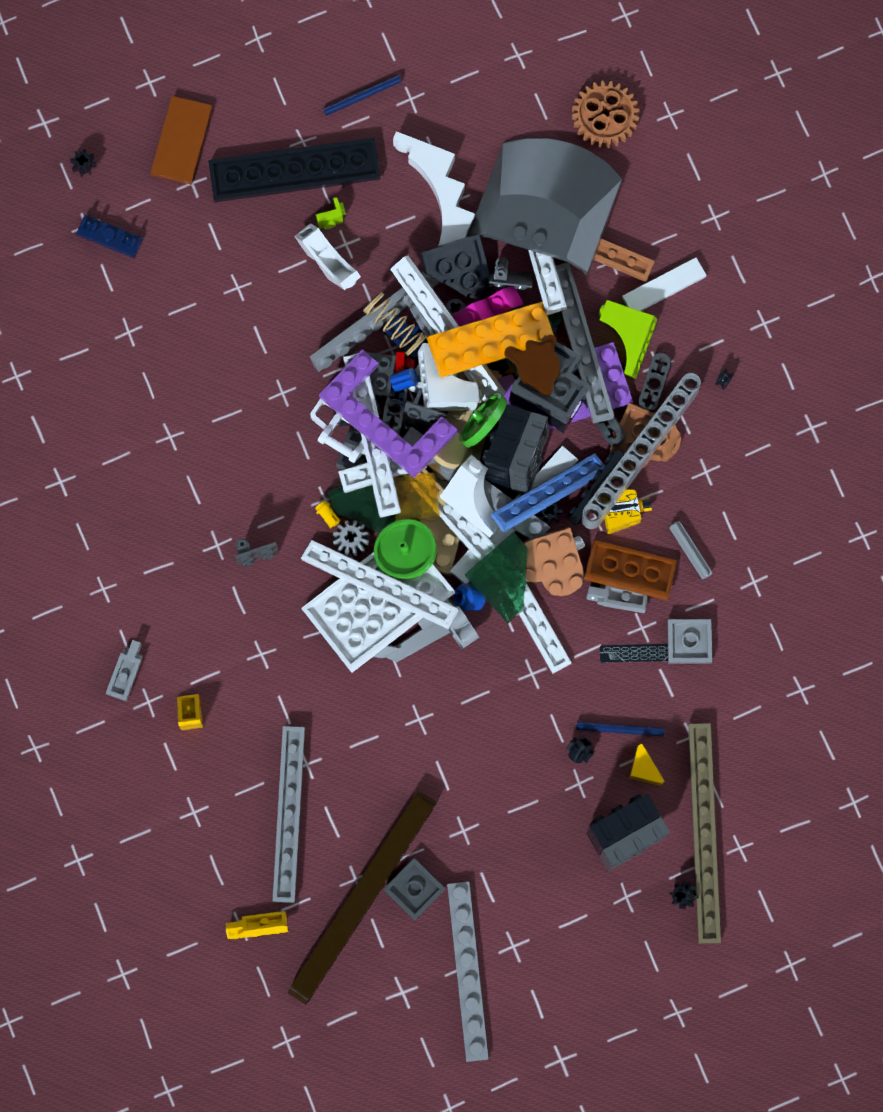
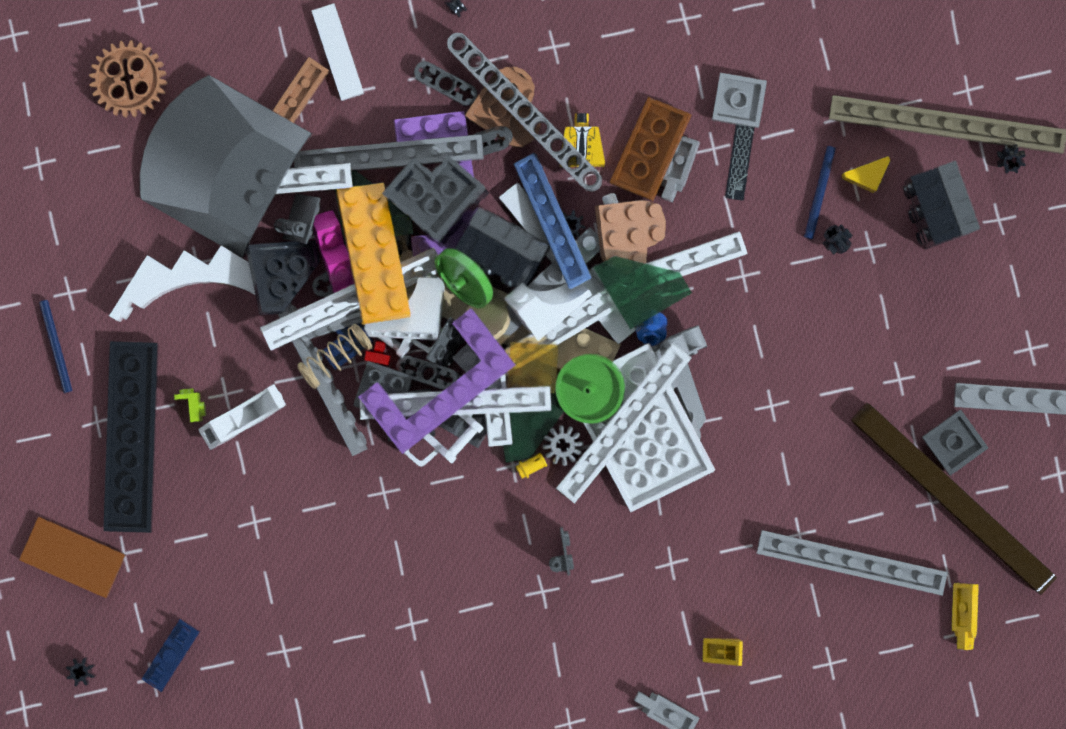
camera: 80 degrees left, 10 degrees up
(404, 379) = (398, 356): blue piece -> none
(536, 364) = (417, 207): reddish brown tile -> none
(577, 511) = (561, 176): black plate -> none
(634, 329) = (383, 94): lime arch -> none
(690, 550) = (638, 80): light grey axle -> none

